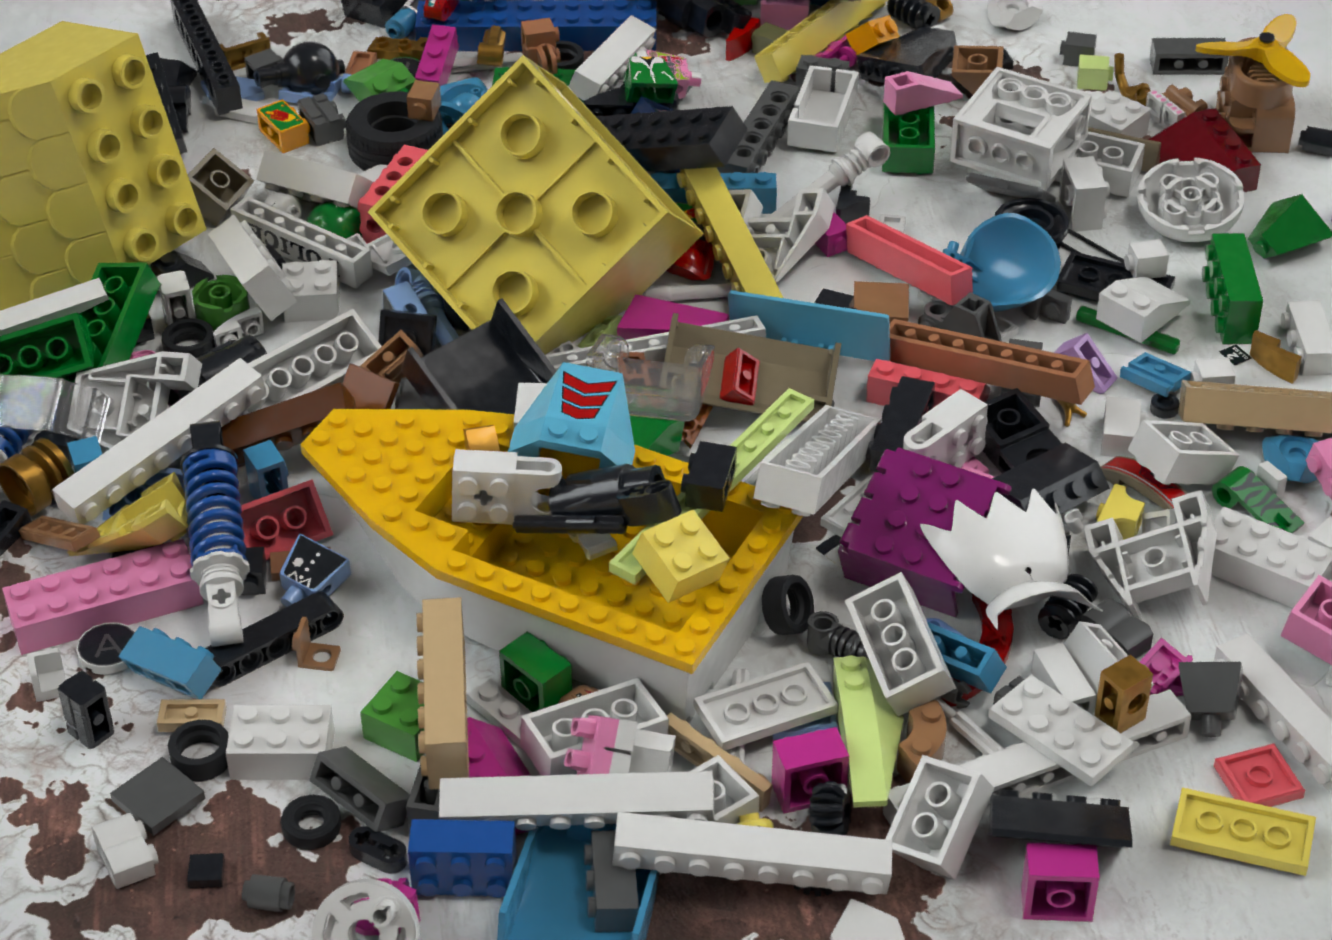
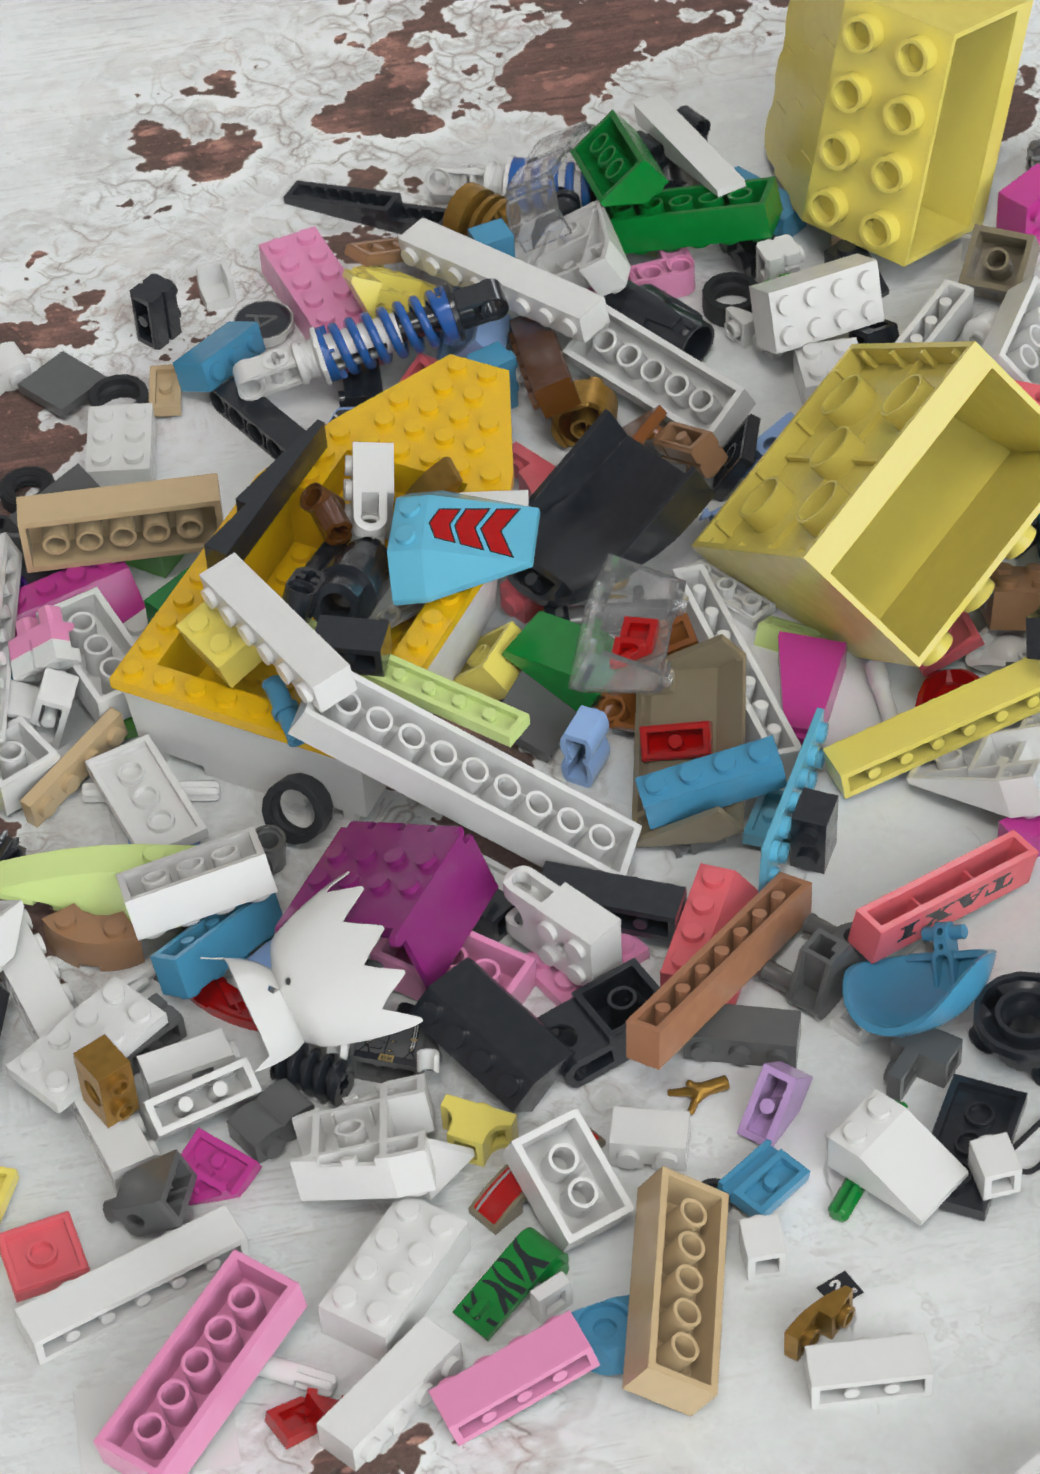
camera: 90 degrees right, 5 degrees up
(306, 649) = (255, 452): medium nougat bracket -> none
(497, 545) = (267, 496): none -> black slope
(520, 508) = (327, 512): none -> reddish brown piece
(650, 373) = (636, 637): none -> red slope
(728, 423) = (585, 746): none -> light blue brick
(734, 483) = (277, 633): none -> white brick
(763, 534) = (283, 706): none -> dark azure pin
(803, 763) = (44, 819): dark pink brick -> none
(805, 347) = (711, 782): none -> dark azure brick
(883, 299) = (855, 879): medium nougat piece -> none
(1232, 288) = (947, 1267): green brick -> none

